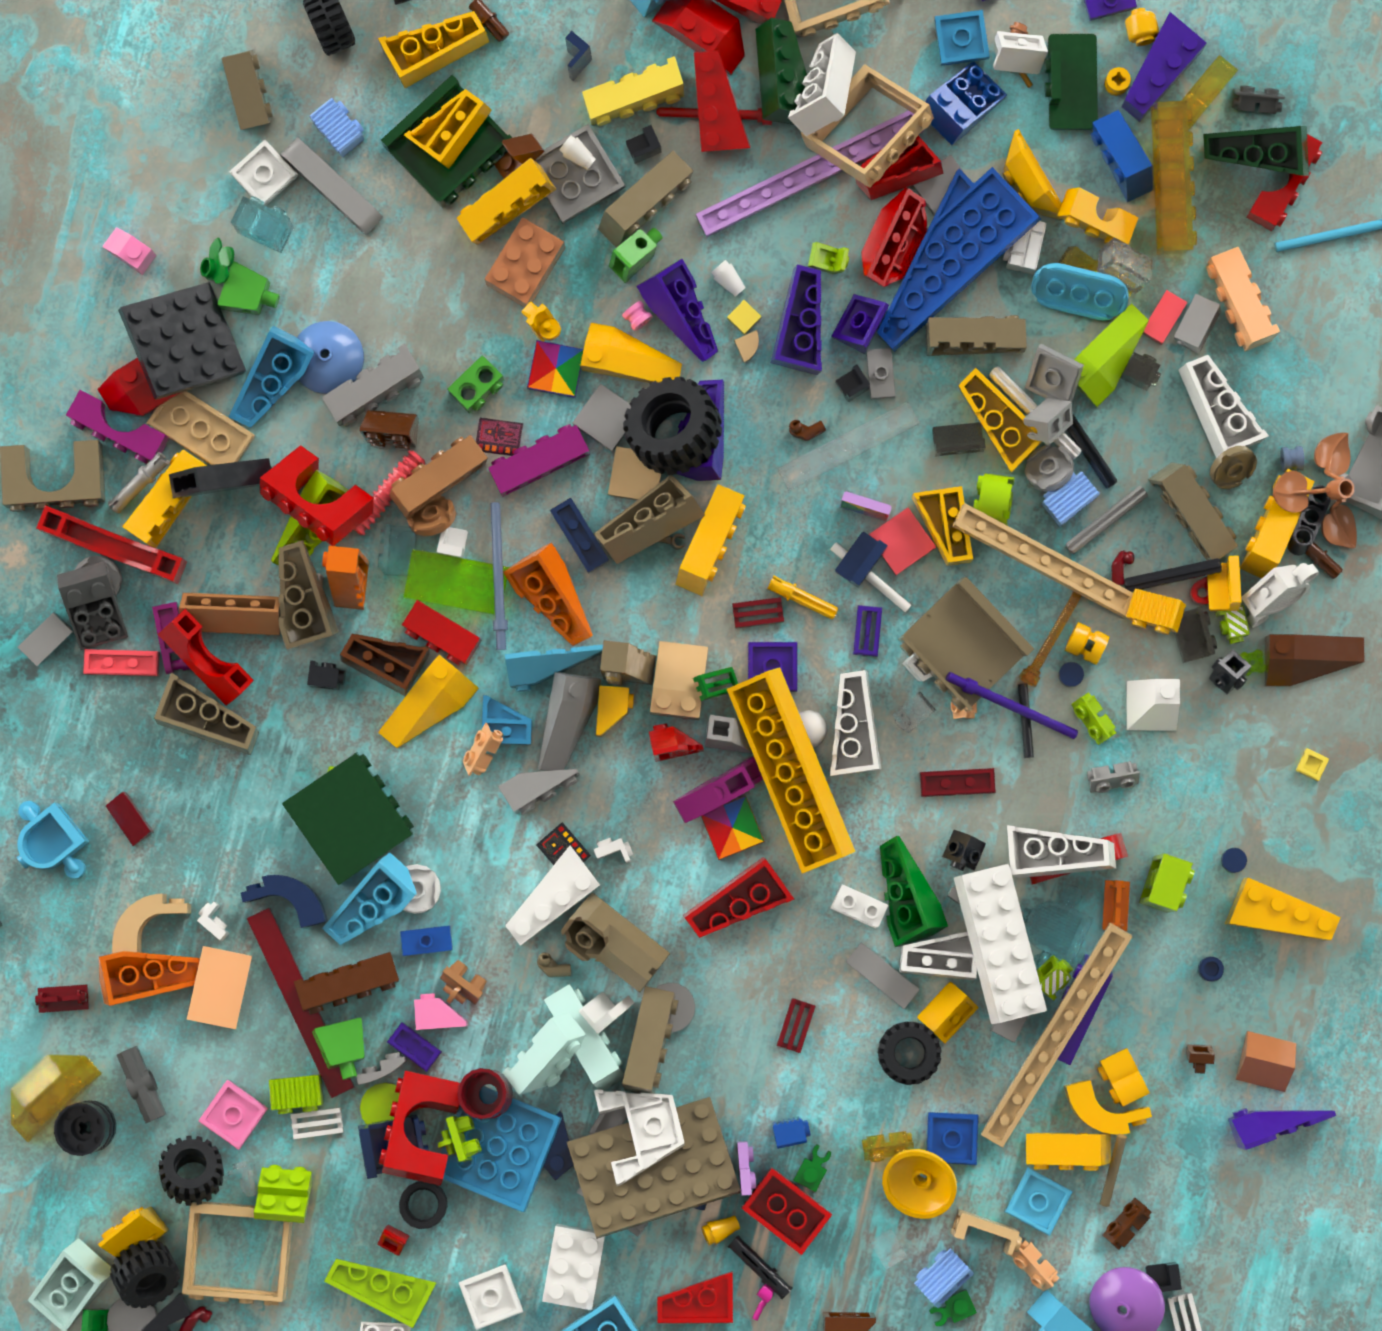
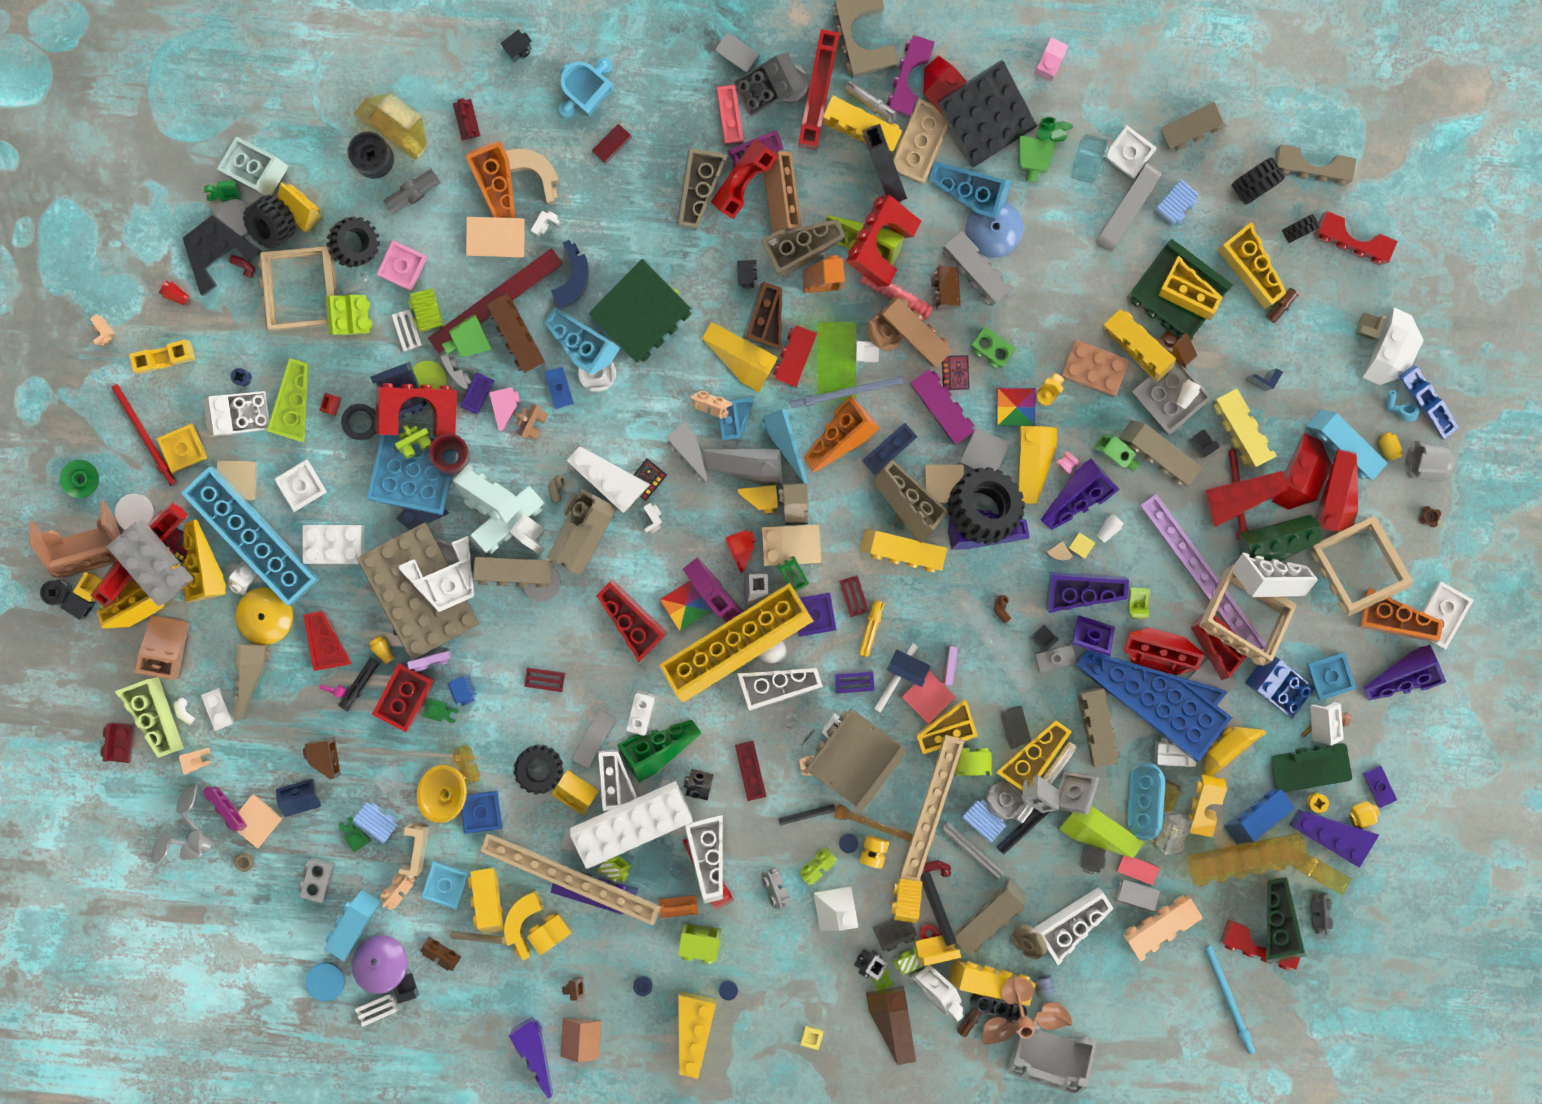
camera: 75 degrees right, 5 degrees up
(971, 686) = (823, 770): dark purple bar -> none

